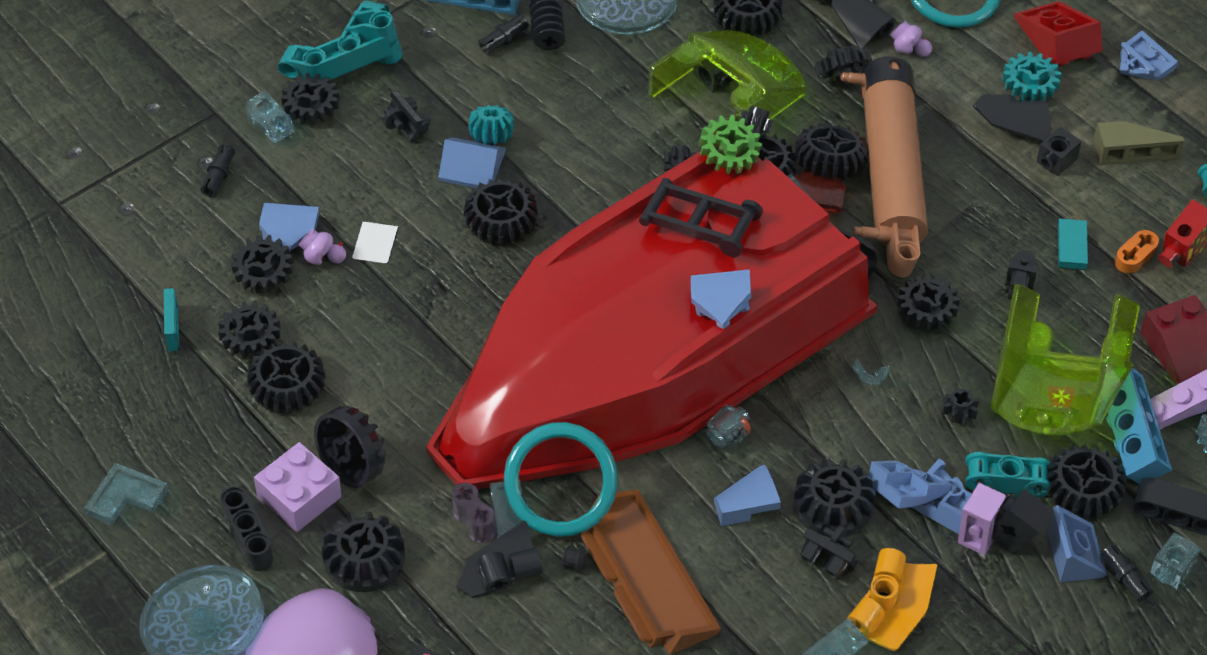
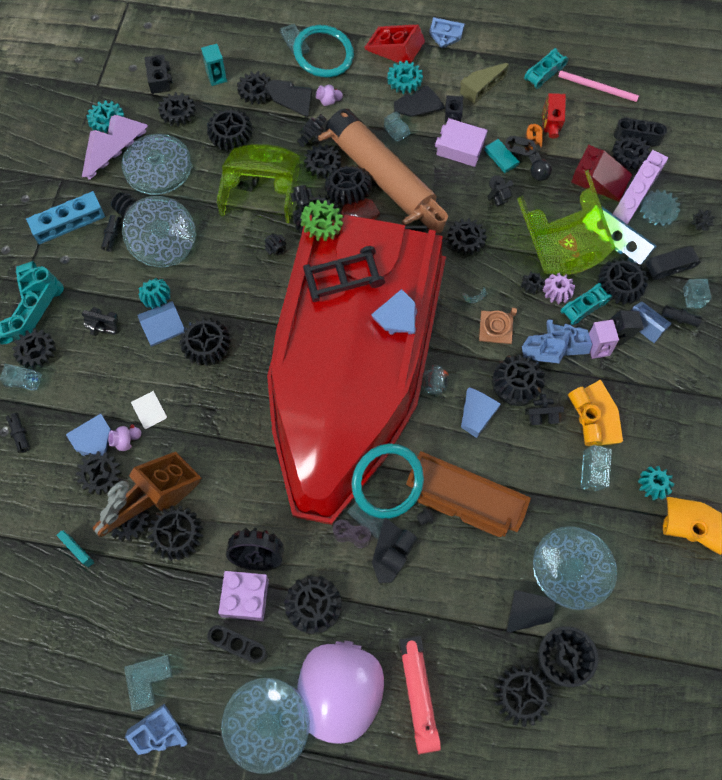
camera: 40 degrees left, 15 degrees up
(89, 548) = (155, 732): none -> medium blue slope
(306, 308) = (162, 481): none -> dark orange slope
(556, 62) = (158, 231): none -> clear light blue dish
(828, 106) = (320, 160): none -> black gear
(868, 425) = (496, 326): none -> nougat hat
(961, 125) = (396, 127): none -> clear light blue leg
(989, 433) = (558, 288): none -> lavender gear
(1030, 194) = (461, 142): none -> lavender brick
(1105, 283) = (540, 168): none -> black beam

